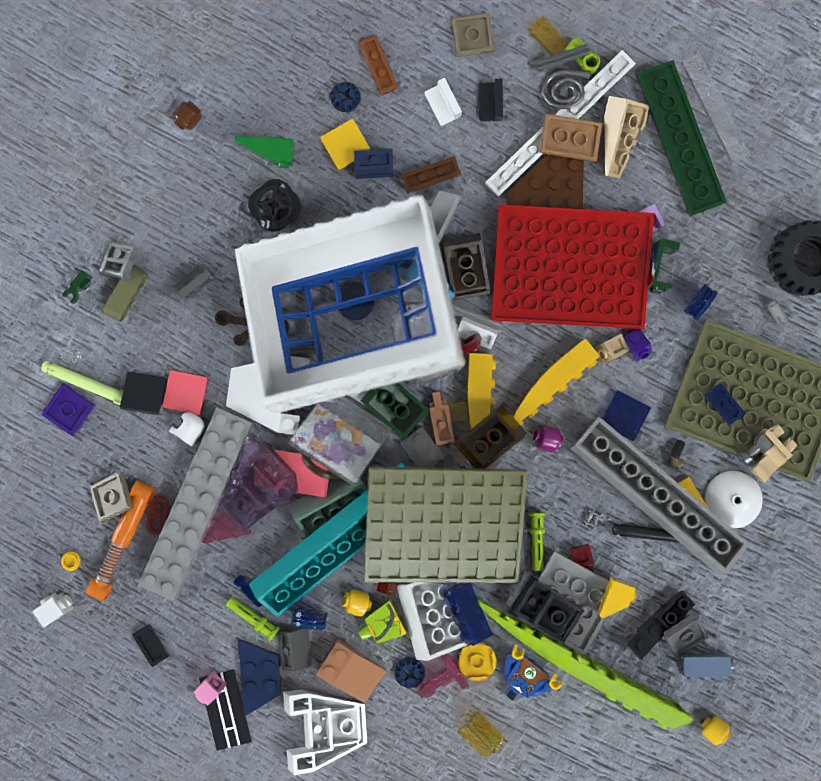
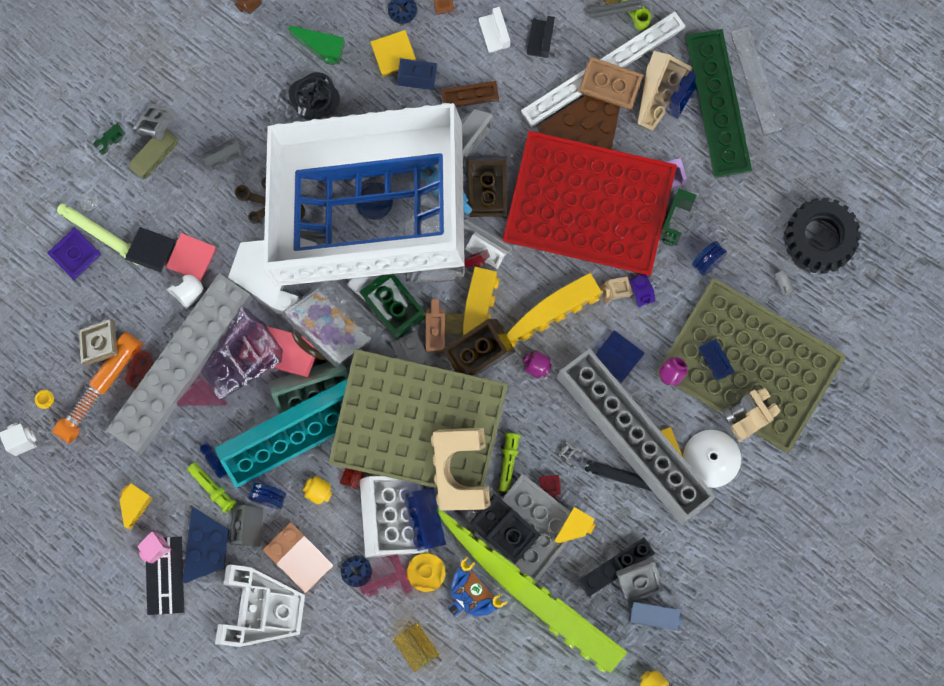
camera: 10 degrees right, 10 degrees down
(150, 645) = (104, 496): black tile -> none
(180, 649) = (133, 504): none -> yellow slope
(383, 623) = (339, 515): lime torso -> none
(490, 588) = (450, 493): none -> tan arch
(563, 92) = (615, 23): flat silver piece -> none
(647, 132) = (681, 98): none -> clear blue plate
(675, 454) = (660, 403): arm -> none
(685, 424) = (673, 371): none -> magenta head

